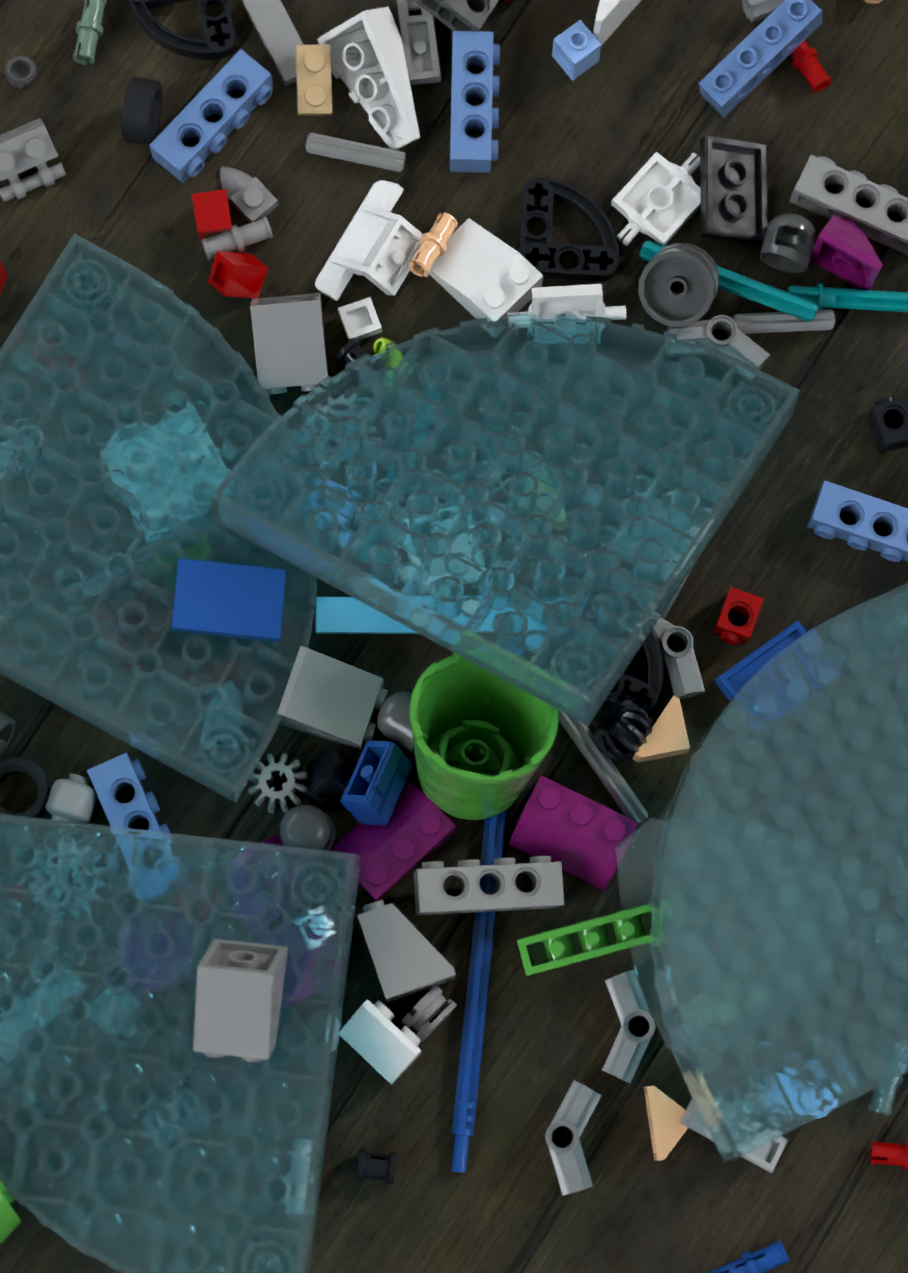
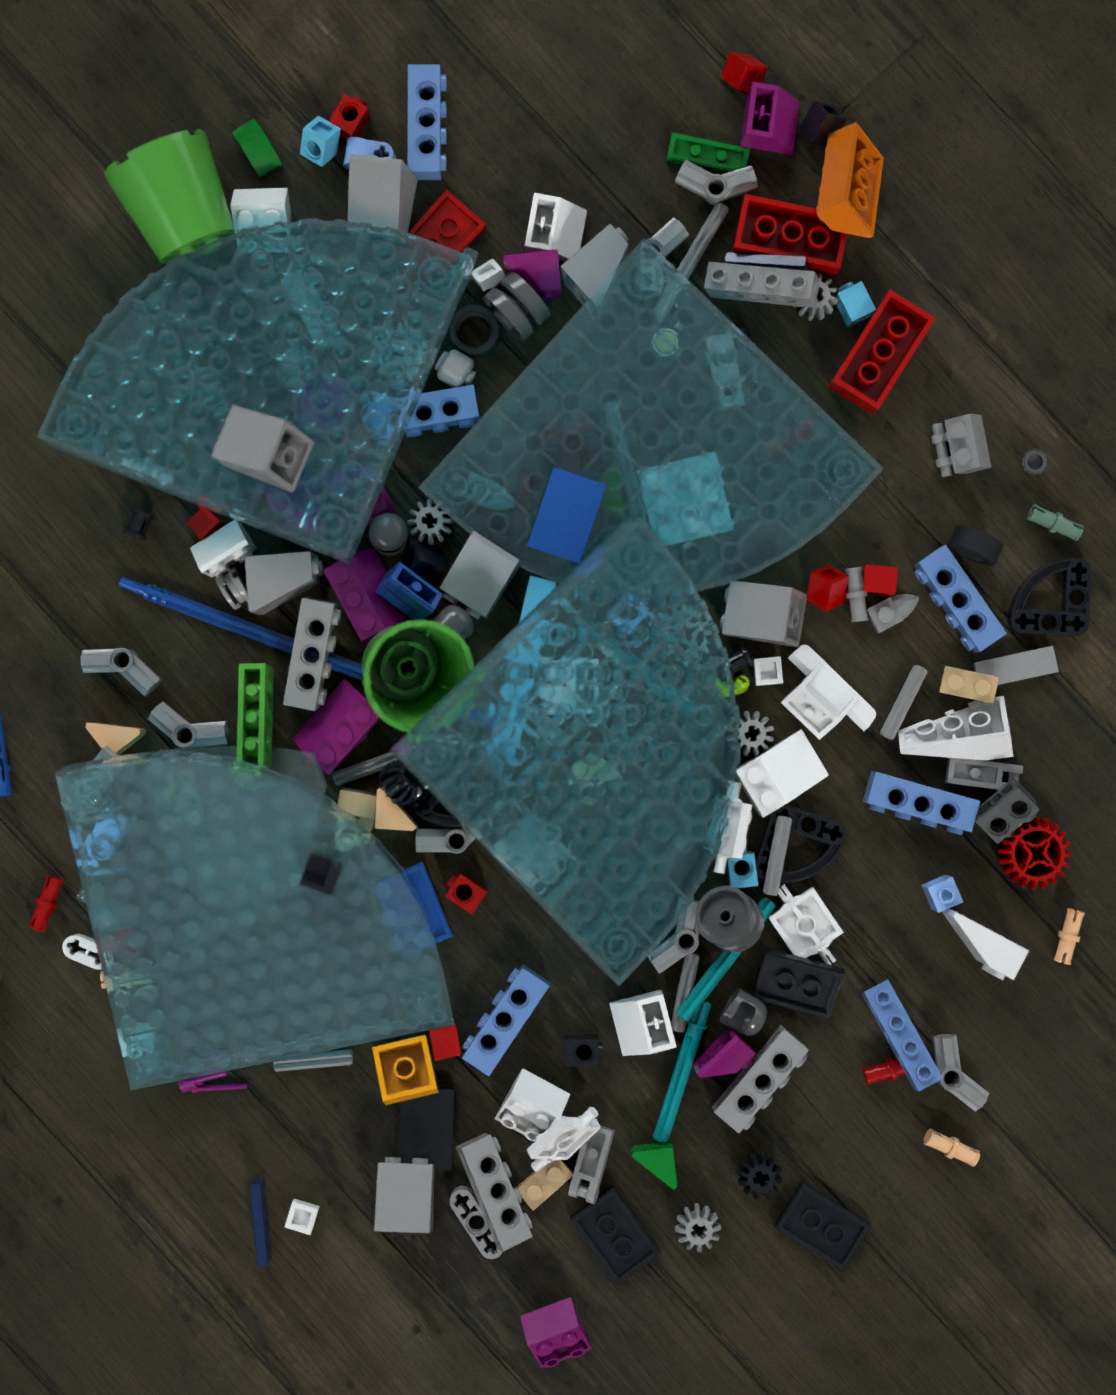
camera: 105 degrees right, 10 degrees up
(353, 1078) = (205, 523): none -> red panel
(433, 244) = (812, 741): light nougat pin -> none
(441, 307) = (759, 738): none -> light grey gear
(584, 250) = (777, 855): none -> light grey axle
(622, 279) = (747, 879): none -> medium azure brick
(664, 776) = (360, 804): none -> tan piece
(767, 781) = (321, 873): none -> black panel
(837, 358) = (643, 1024): none -> white slope

